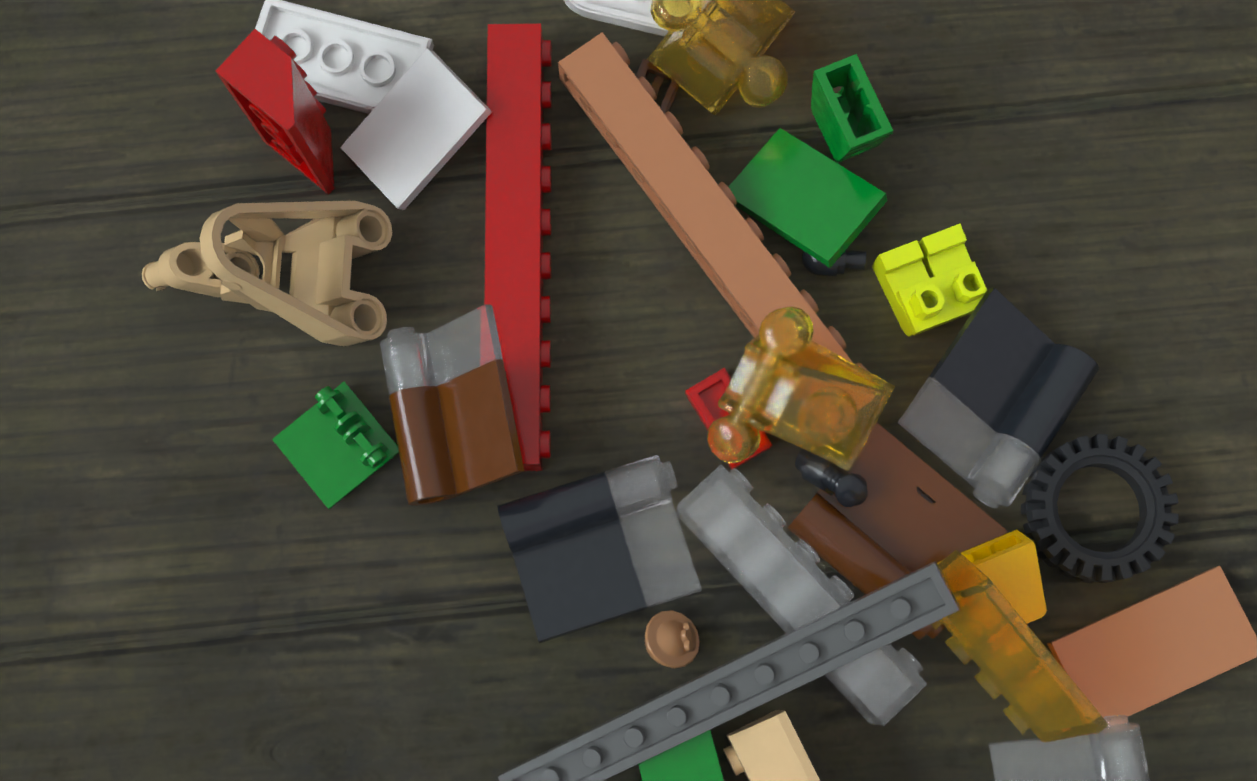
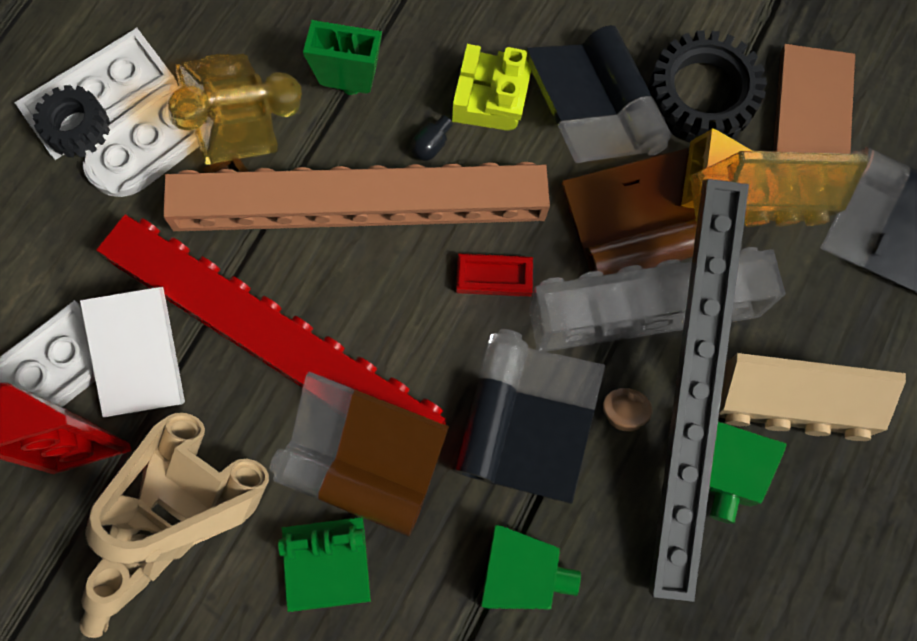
camera: 60 degrees left, 5 degrees down
(442, 636) = (525, 573): none -> green torso
(798, 395) = (516, 208): clear yellow piece -> none
(806, 197) = (379, 125): green tile -> none
(848, 488) = (580, 231): black arm -> none

